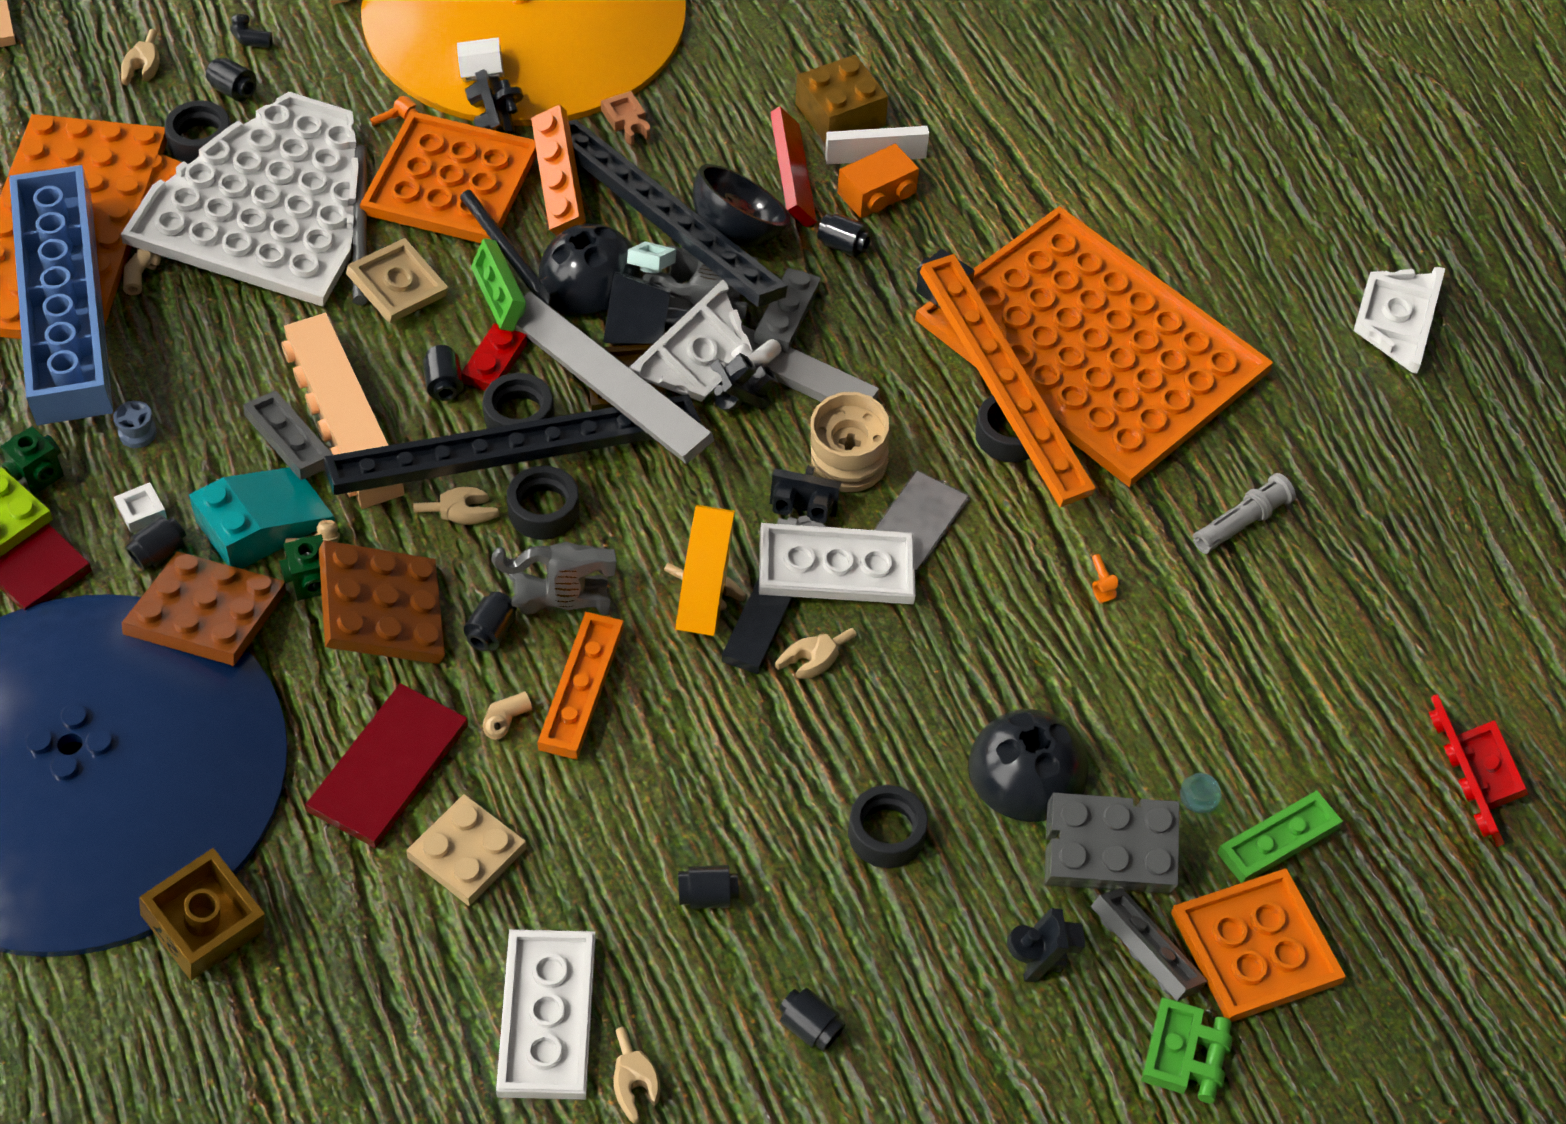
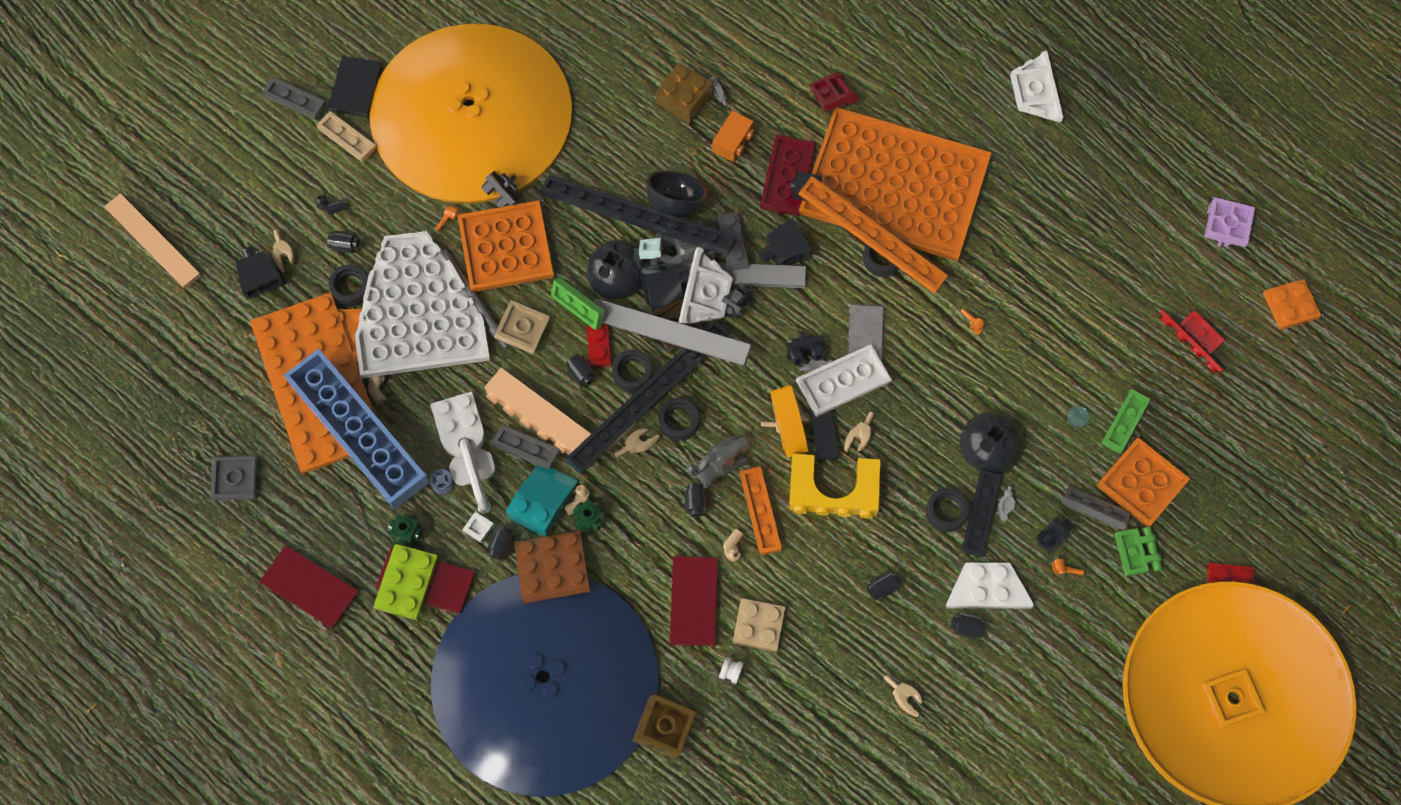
camera: 25 degrees left, 15 degrees up
(85, 67) = (257, 273): none -> black torso
(205, 378) = (459, 426): none -> white plate
(372, 890) = (731, 670): none -> white wheel
(380, 602) = (638, 519): dark orange plate -> none
(480, 55) = (479, 165): white piece -> none
(543, 289) = (609, 296): black piece -> none
(546, 1015) = (846, 686): white tile -> none
(558, 169) = (562, 214): plate -> none
(627, 114) = (573, 157): nougat plate -> none
(750, 744) = (807, 498): none -> yellow arch
(763, 354) = (740, 274): white arm -> none
(793, 167) = (683, 149): red tile -> none
(844, 234) = (734, 179): black brick -> none
(850, 440) = (820, 300): tan wheel -> none
(856, 144) = (718, 113): white tile -> none
(865, 347) = (786, 245): none -> black torso
(885, 980) = (989, 587): none -> white wing
(895, 113) = (717, 89): none -> light grey piece
(896, 279) = (787, 158): none -> dark red tile
(944, 862) = (981, 513): none -> black tile
(995, 868) = (1006, 504): none -> light grey piece
(1030, 1011) = (1060, 567): none -> orange hand
(1057, 188) = (827, 94): none -> dark red plate
(1112, 843) = (1056, 467): dark grey piece -> none
(1255, 506) = (1024, 243): light grey pin -> none

